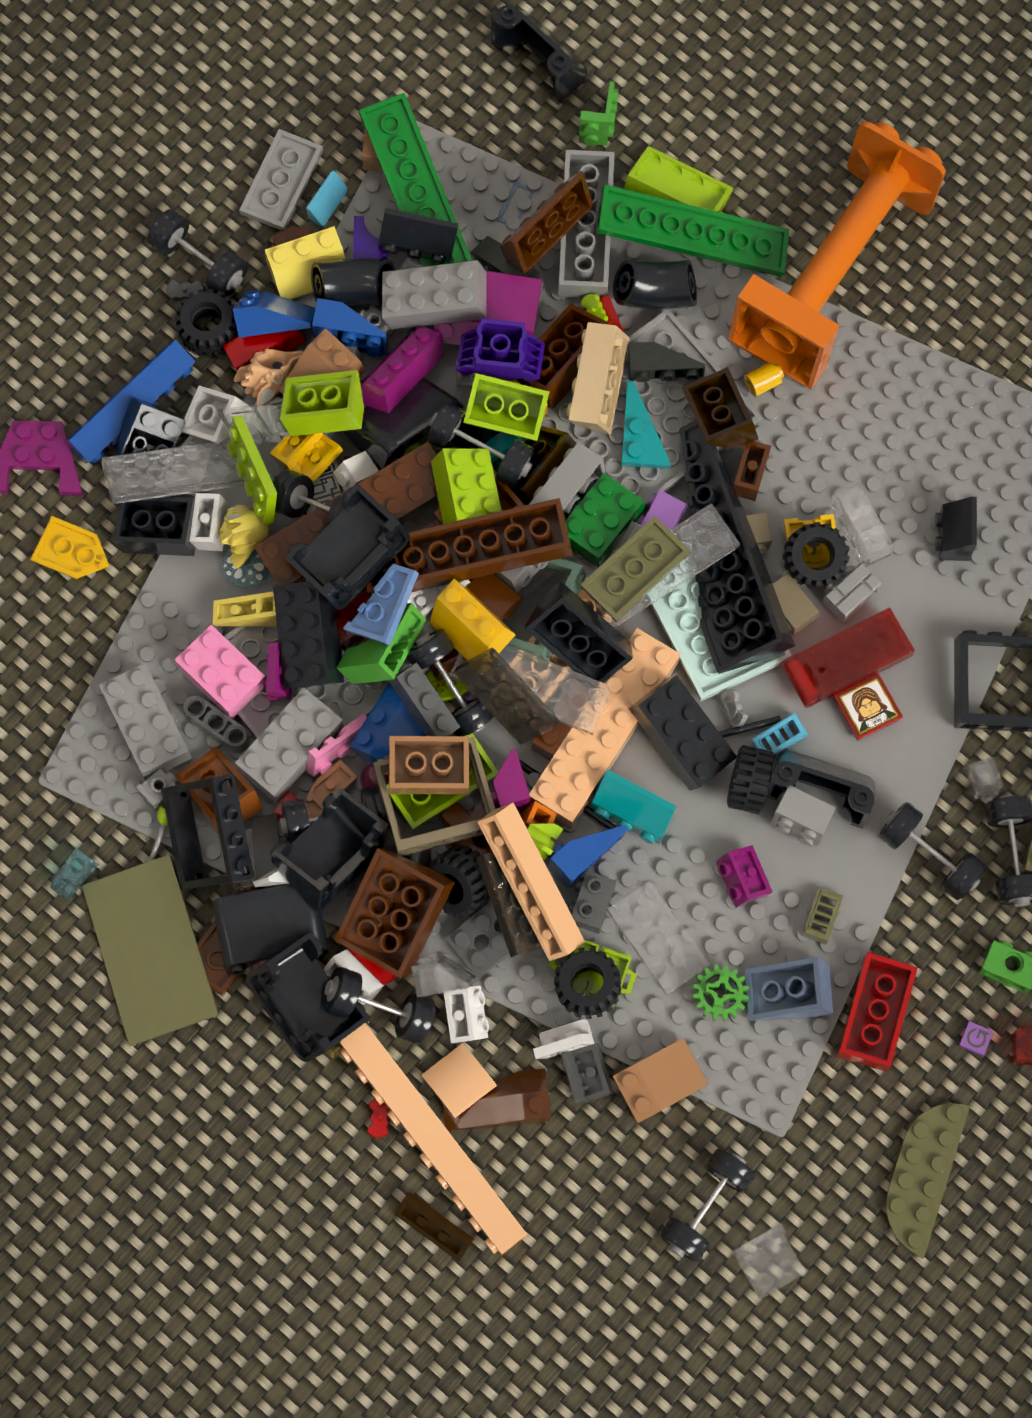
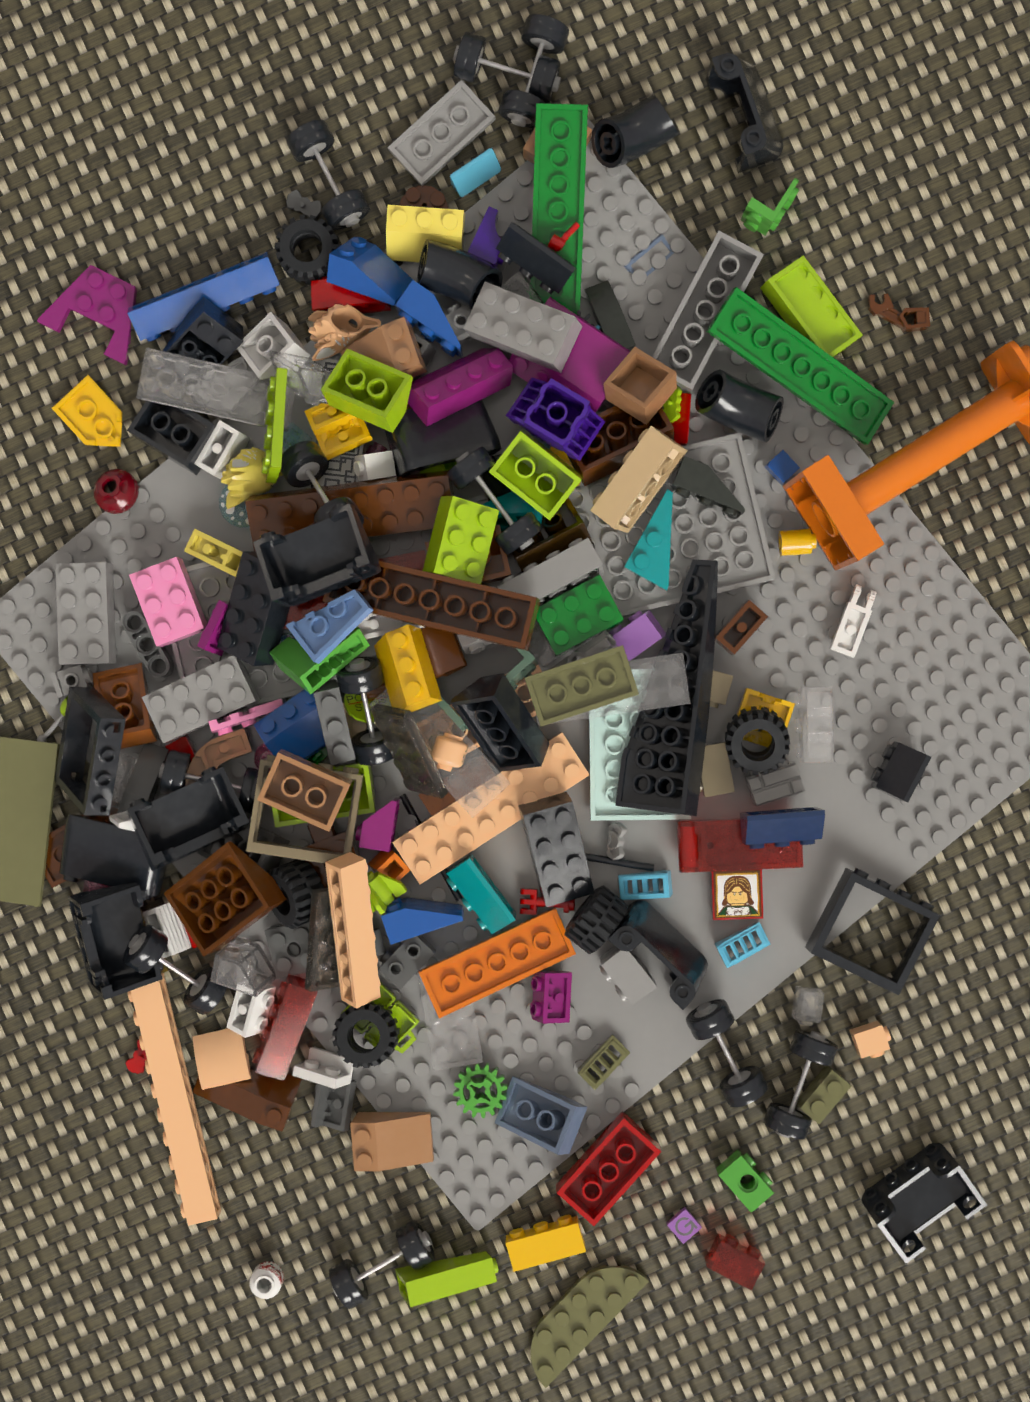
camera: 25 degrees right, 15 degrees up
(128, 611) = (122, 497): none -> dark red piece
(278, 107) = (470, 55): none -> black axle
(337, 63) = (546, 36): none -> black axle
(433, 214) = (557, 243): none -> red hand
(434, 1226) = (145, 1171): dark brown plate -> none
(451, 106) = (632, 133): none -> black brick
(507, 1018) = (285, 1028): none -> clear red brick
(543, 679) = (449, 751): none -> light nougat head
(548, 224) = (663, 302): reddish brown slope -> none
(561, 299) = (640, 385): none -> medium nougat piece
(605, 1265) = (266, 1280): none -> white head
(677, 864) = (496, 962): none -> orange plate
(685, 797) = (535, 902): none -> red hinge
(718, 324) = (782, 467): none -> blue slope
(720, 410) = (736, 563): dark brown slope -> none
(745, 160) = (887, 312): none -> reddish brown piece
(769, 1262) = (413, 1330): clear bracket -> none
(774, 1190) = (446, 1277): none -> lime slope
(849, 426) = (852, 623): none -> white hinge
(852, 1113) = (545, 1242): none -> yellow brick
(876, 615) = (782, 826): none -> dark blue slope
(885, 766) = (738, 957): none -> medium azure slope

